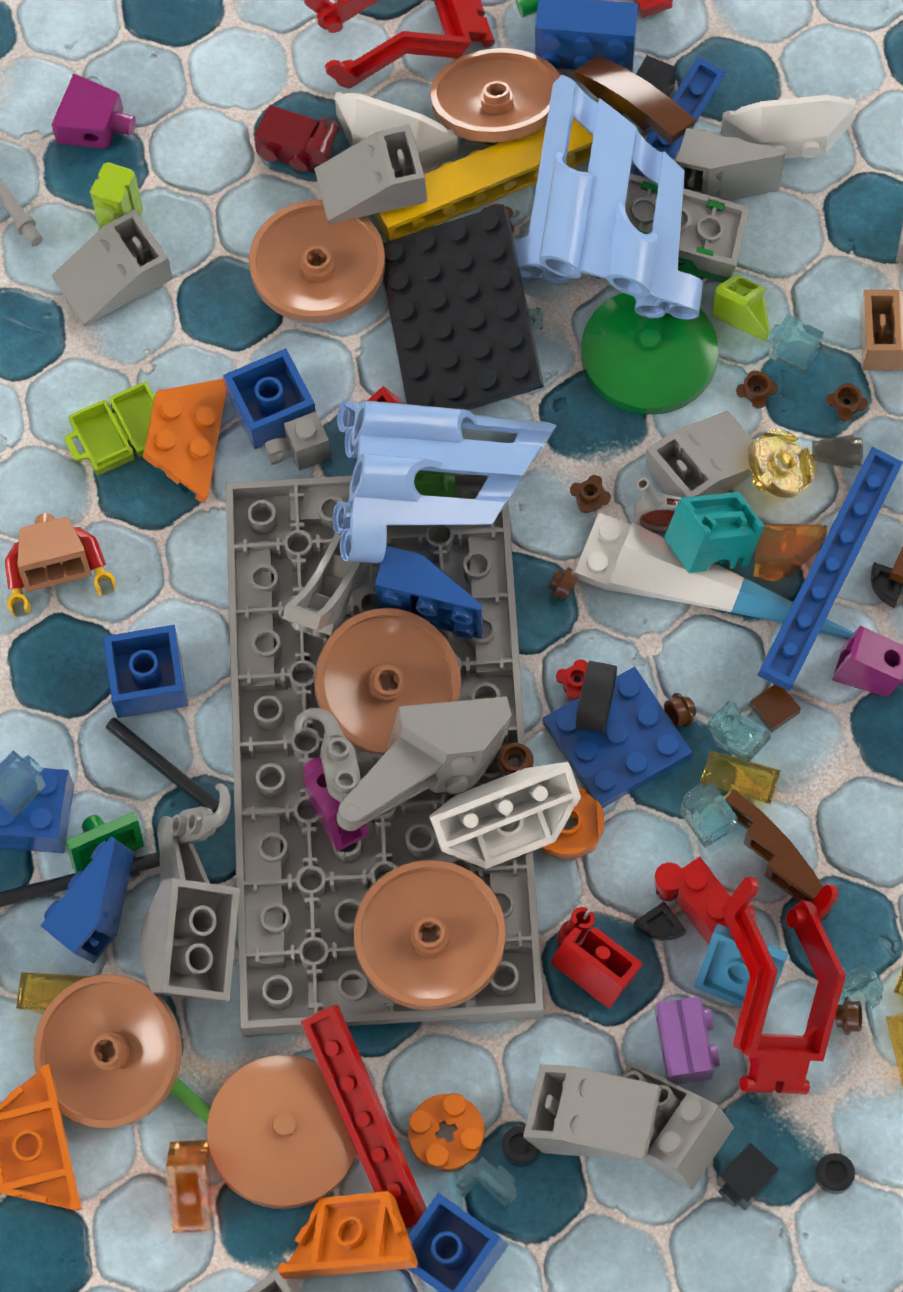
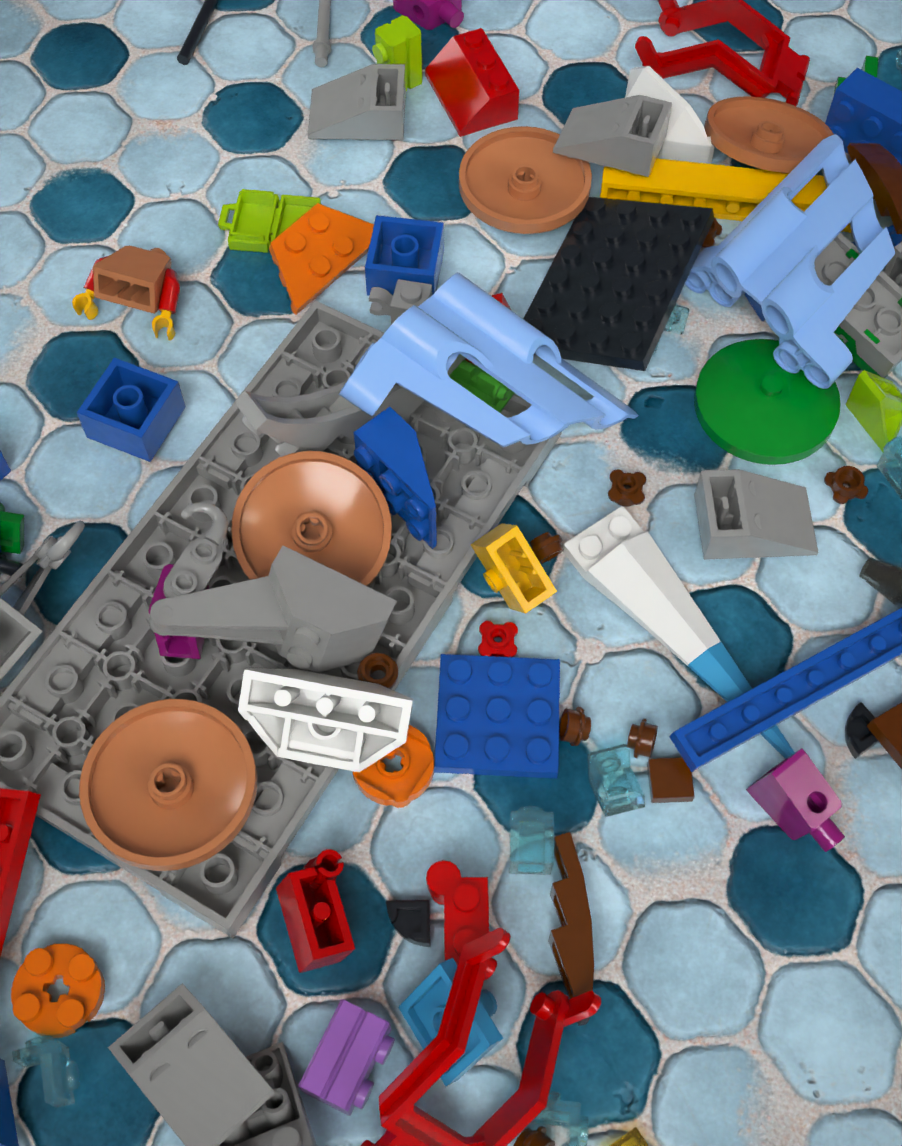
camera: 30 degrees right, 5 degrees down
(162, 764) = (90, 499): black bar -> none
(197, 187) = (473, 84): none -> red slope
(294, 139) = (574, 83): dark red hinge -> none
(517, 1149) = (102, 1057): black tile -> none
(555, 616) = (513, 568): none -> yellow brick
(596, 697) = (494, 660): black tyre -> none
(654, 510) = (679, 535): light grey piece -> none
(713, 530) = (716, 575): teal piece -> none
(735, 688) = (642, 738): none -> reddish brown plate
(748, 779) = (589, 827): clear yellow tile -> none
(769, 474) = (807, 560): clear yellow plate -> none
(785, 549) = (778, 637): clear orange slope -> none

